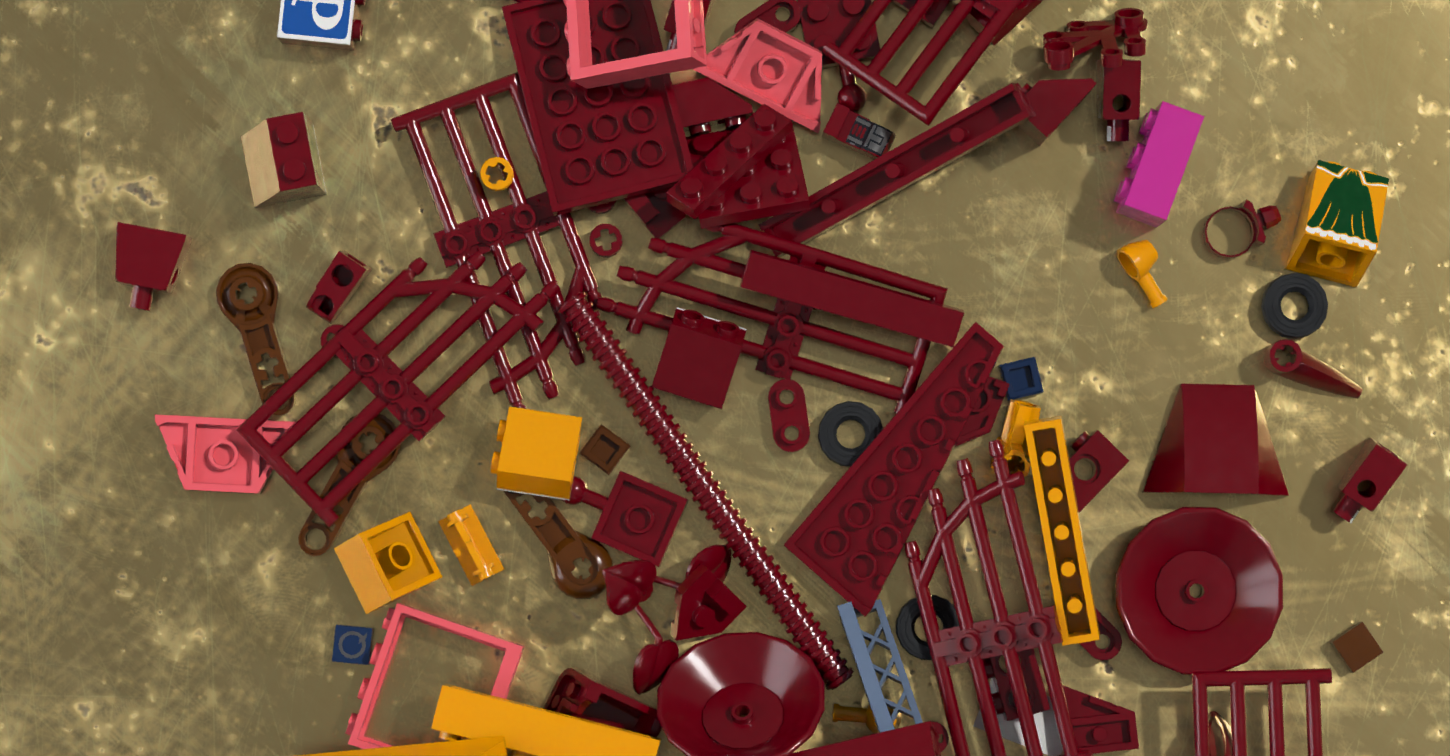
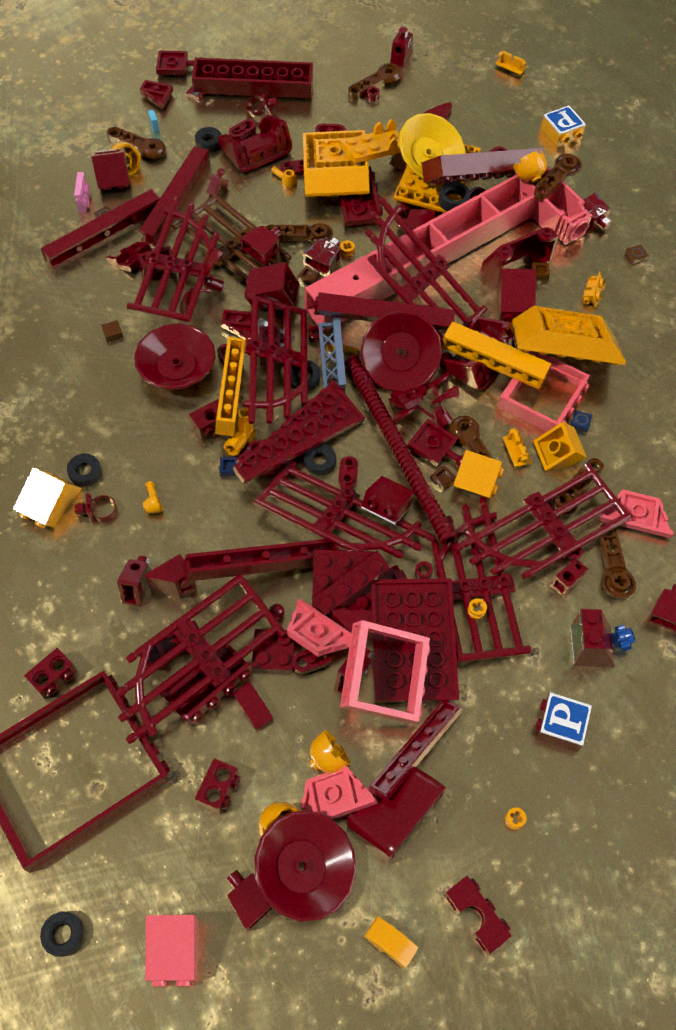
camera: 165 degrees left, 25 degrees down
(232, 183) = (623, 638): none -> blue gear
(852, 298) = (304, 504): dark red tile -> none
(858, 133) = (278, 593): leg -> none
(1127, 23) = (118, 616): dark red plant -> none
(1158, 163) = (126, 538): dark pink brick -> none
(1216, 445) = (146, 417): dark red wedge -> none
(1309, 370) = (93, 445): dark red piece -> none
(1373, 464) = (77, 387): dark red torso -> none

